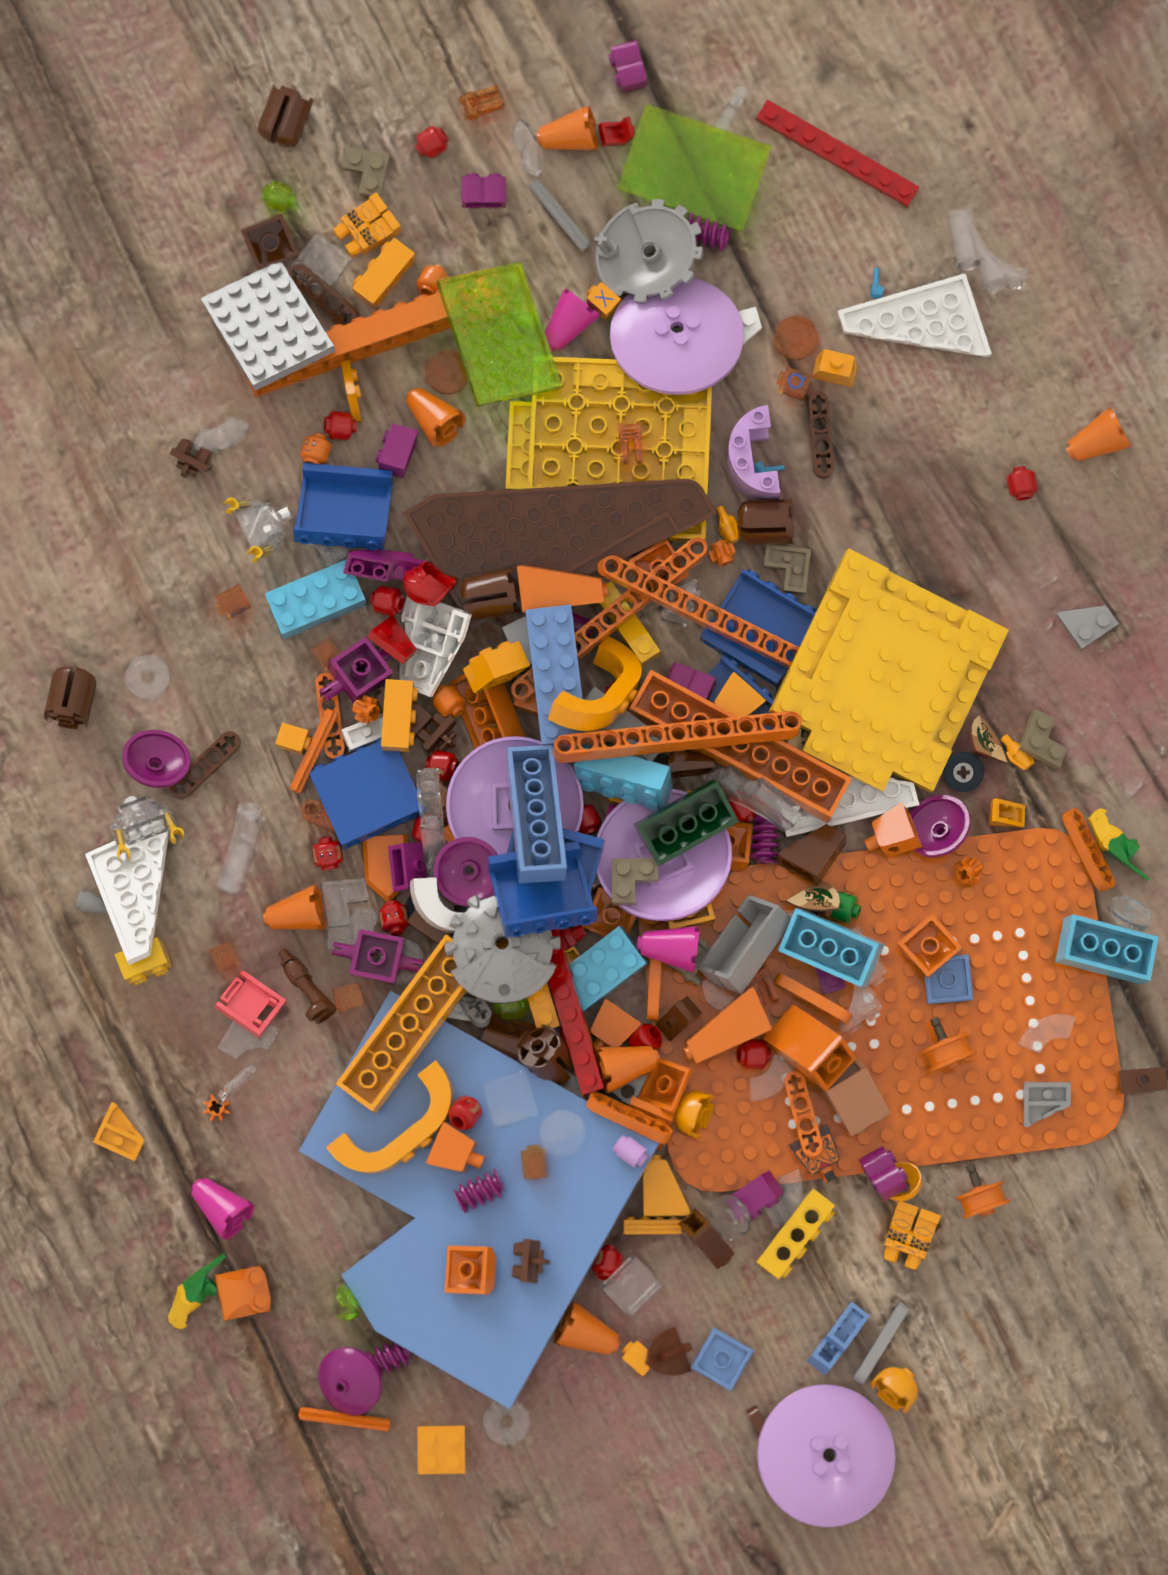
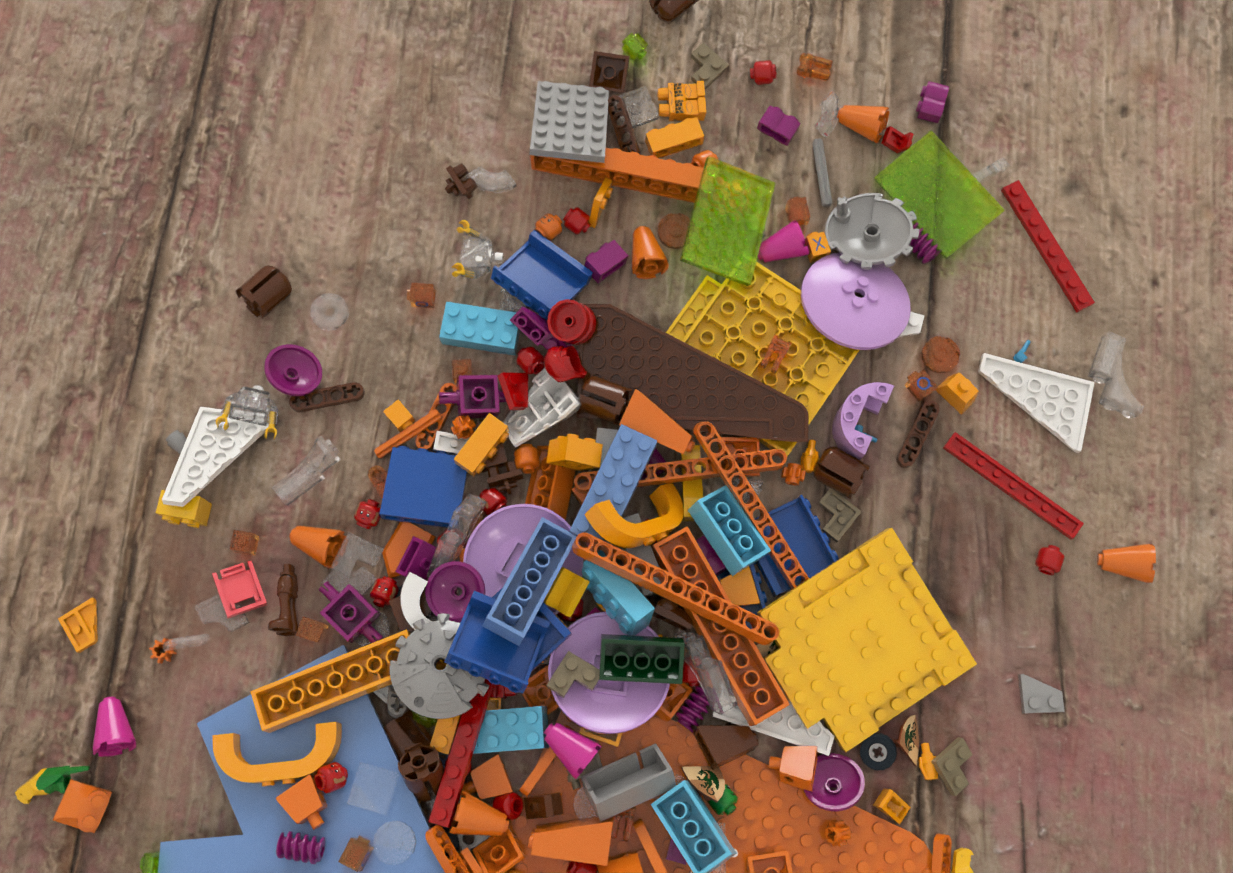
camera: 25 degrees right, 5 degrees down
(421, 534) = (571, 322): none -> red wheel
(560, 274) = (798, 210): none -> clear orange brick
(576, 804) = (566, 592): none -> yellow panel
(693, 648) = (729, 530): none -> medium azure brick
(944, 430) = (1013, 486): none -> red plate

